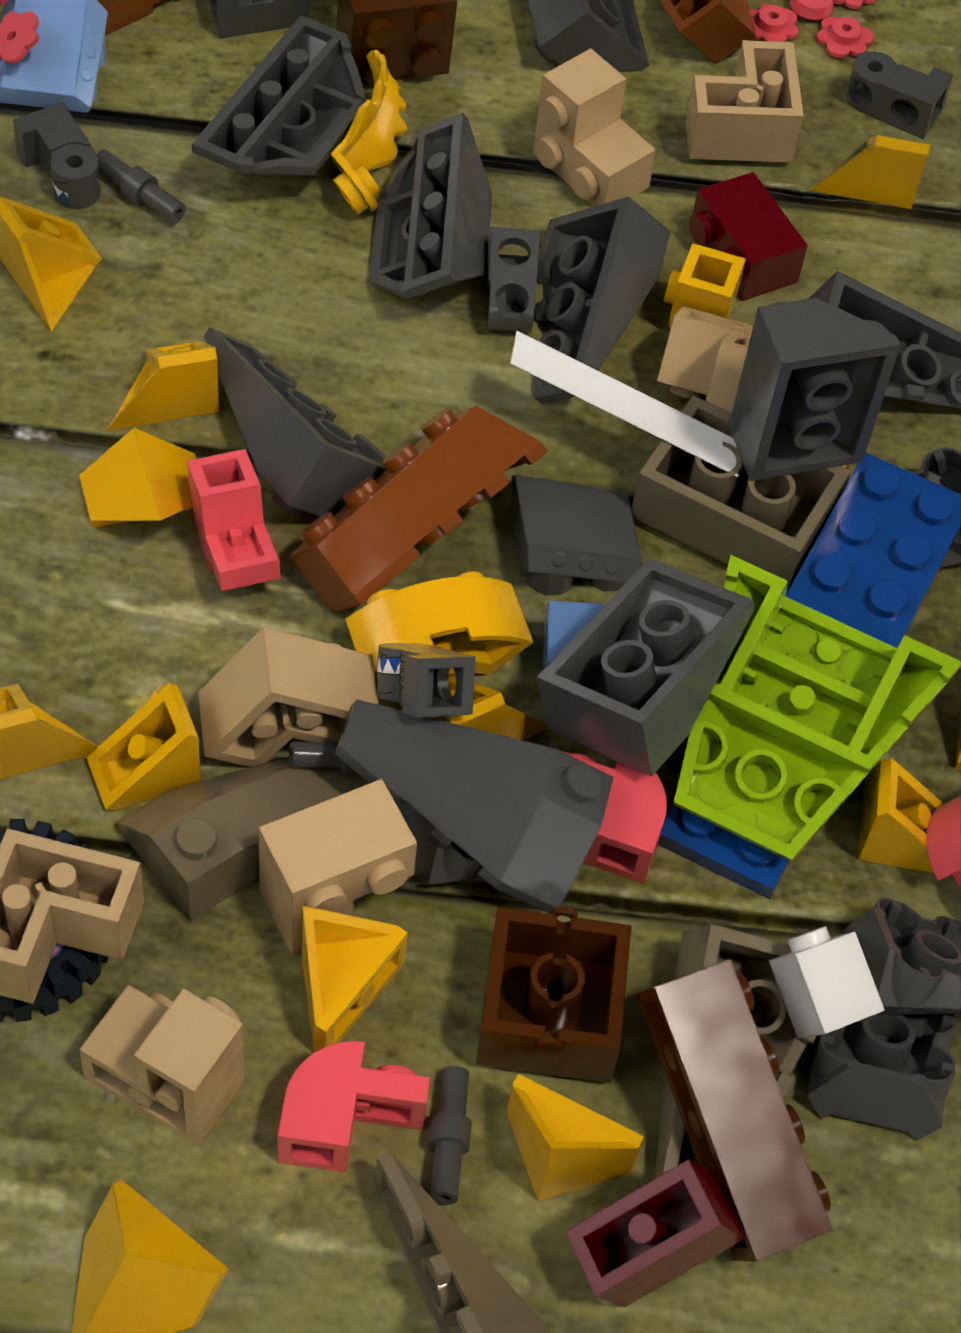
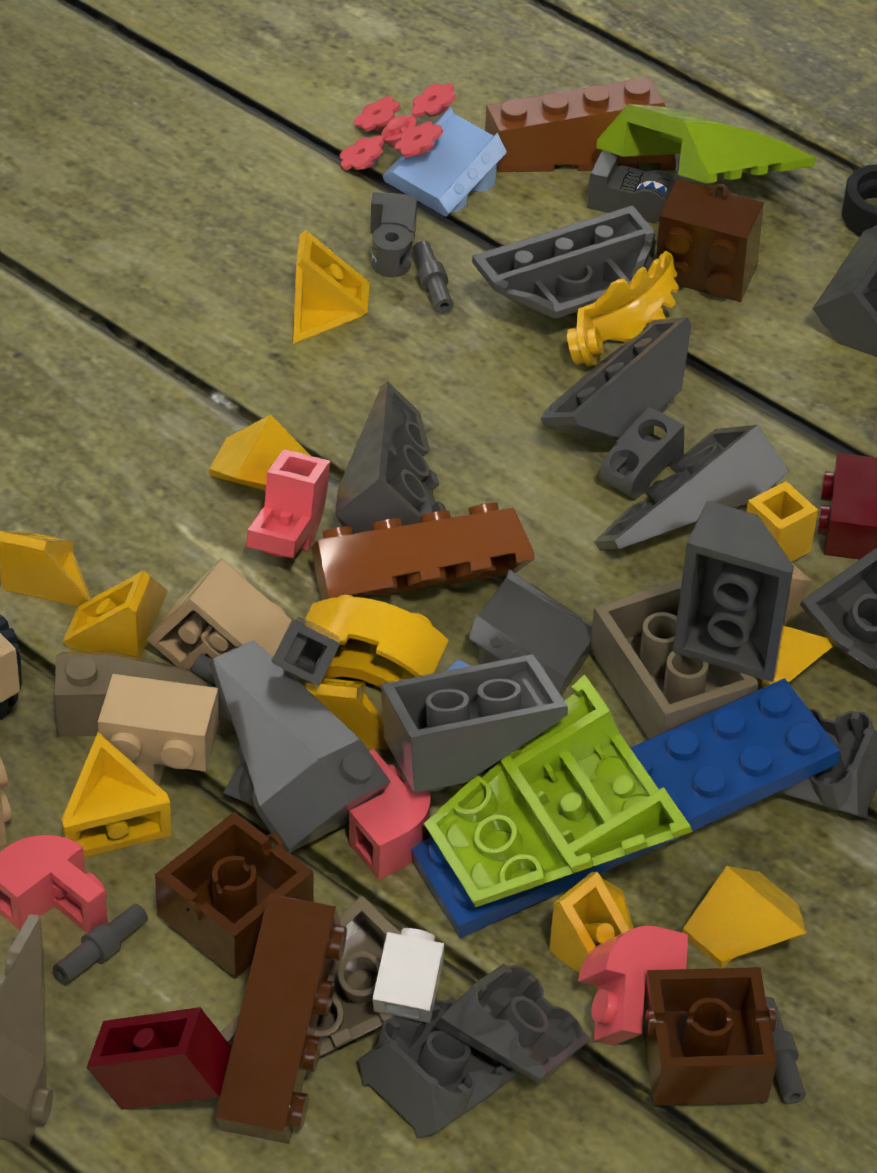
camera: 40 degrees right, 10 degrees down
(171, 386) = (332, 410): yellow slope -> none
(566, 1142) = (159, 976): yellow slope -> none
(583, 133) = (790, 380): tan brick -> none
(623, 401) = (624, 555): white sticker -> none

